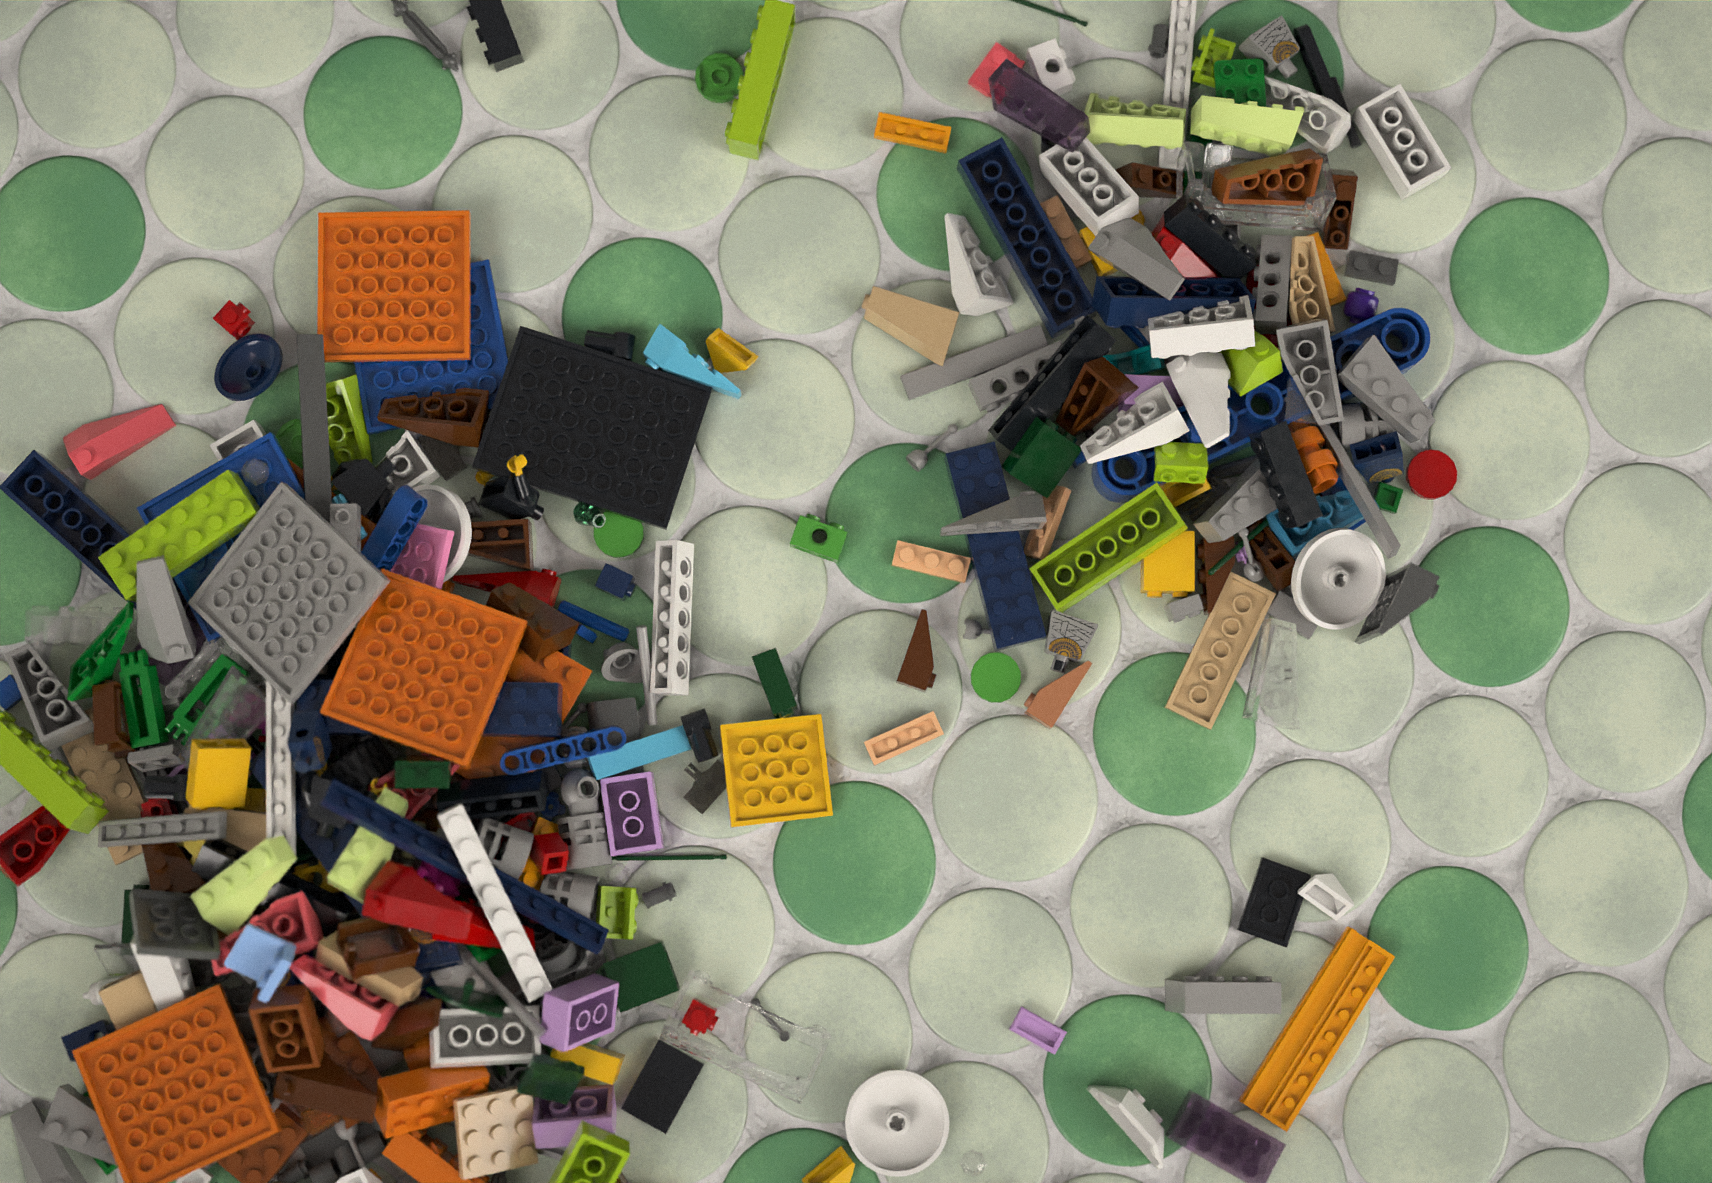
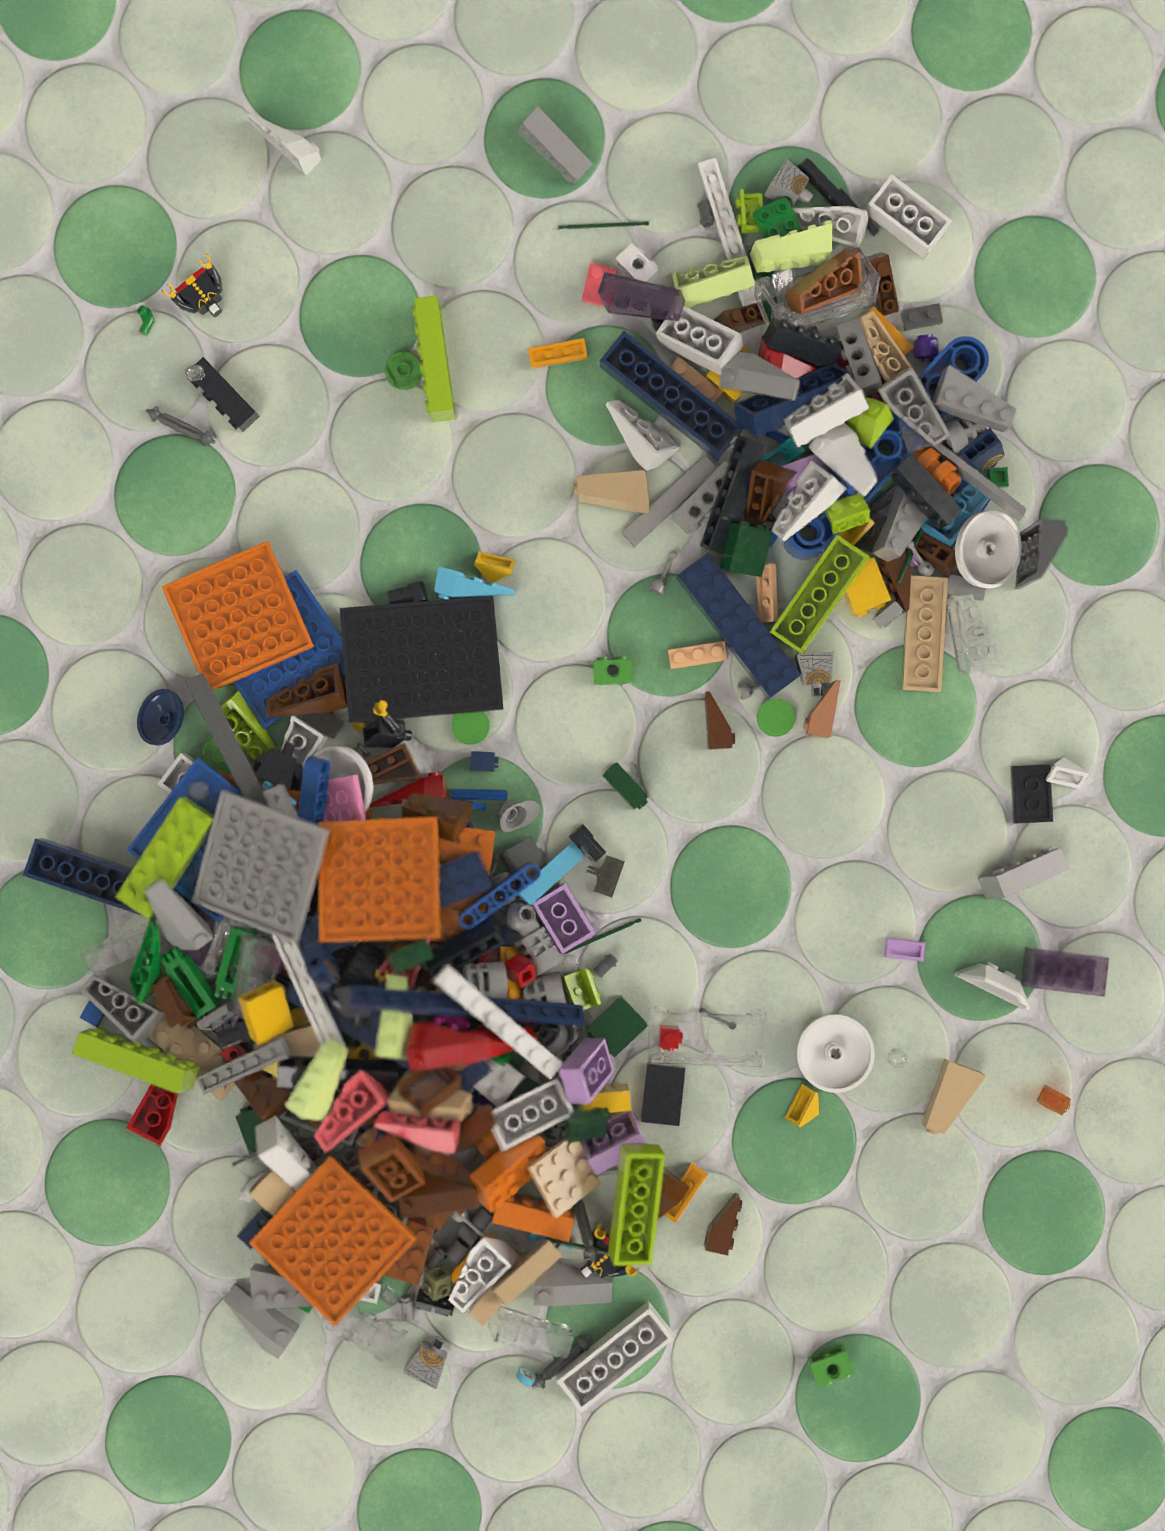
camera: 20 degrees left, 5 degrees up
(108, 441) = (82, 811): coral wedge -> none
(171, 926) = (281, 1132): dark grey plate -> none
(234, 319) = (135, 687): red brick -> none
(261, 958) = (354, 1128): light blue bracket -> none
(469, 998) = (509, 1094): dark green shield -> none
(507, 997) = (534, 1081): light grey bar -> none
(588, 515) = (445, 722): clear green cone -> none
(646, 674) = (533, 817): light grey bar -> none
(672, 618) = (533, 770): white brick -> none
(776, 770) = (650, 846): yellow plate -> none
(903, 738) = (729, 786): light nougat plate -> none
(1015, 514) = (745, 598): light grey wedge -> none
(1316, 1028) = (1096, 868): light orange plate -> none
(1431, 474) = (1022, 448): red tile -> none

